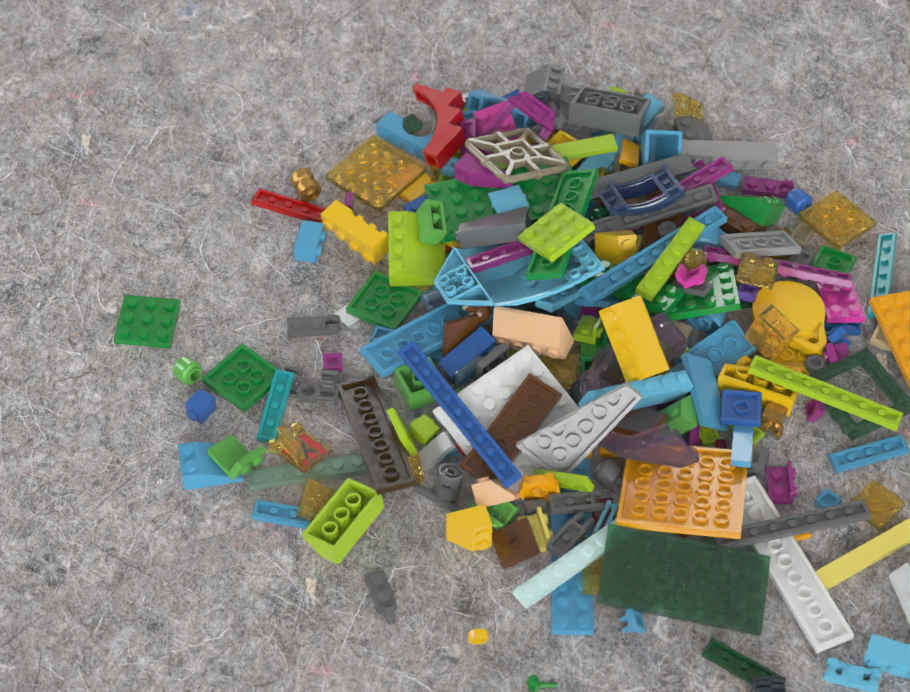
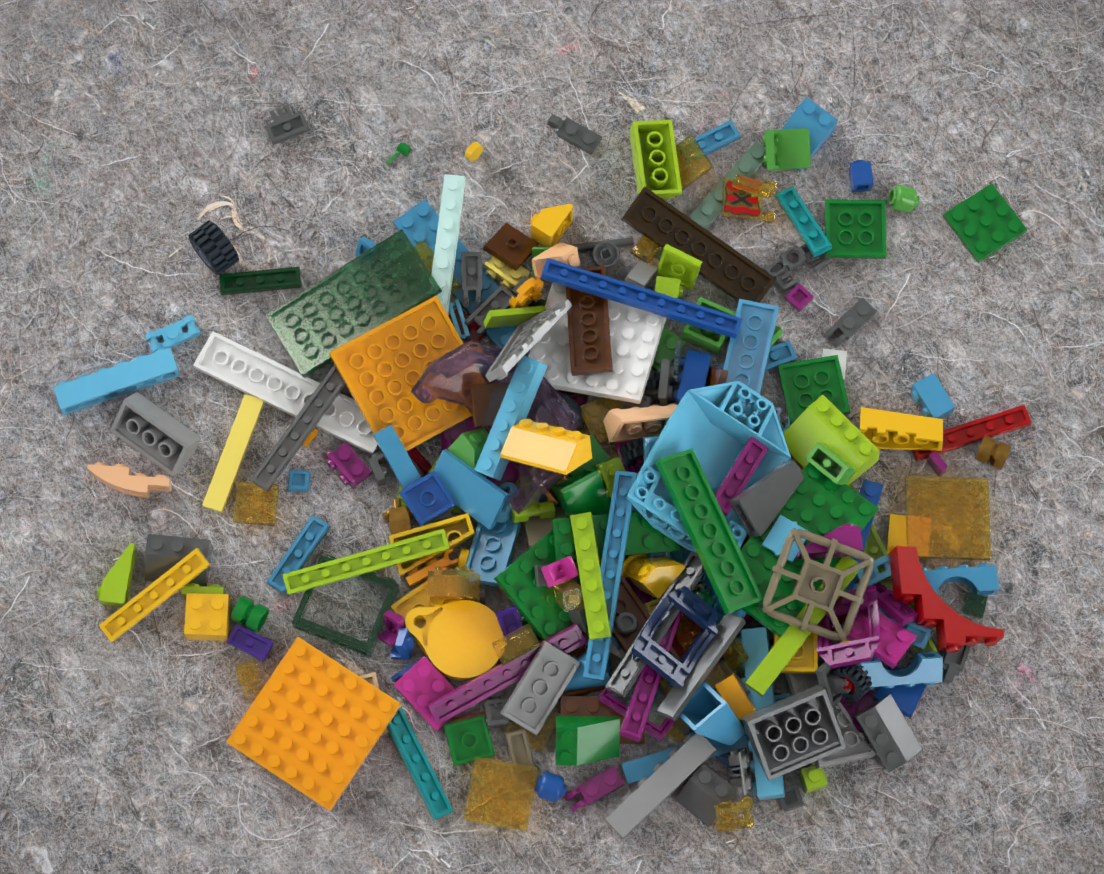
camera: 140 degrees right, 20 degrees up
(556, 232) = (701, 507): lime plate -> none
(814, 363) = (402, 602): dark grey tile -> none

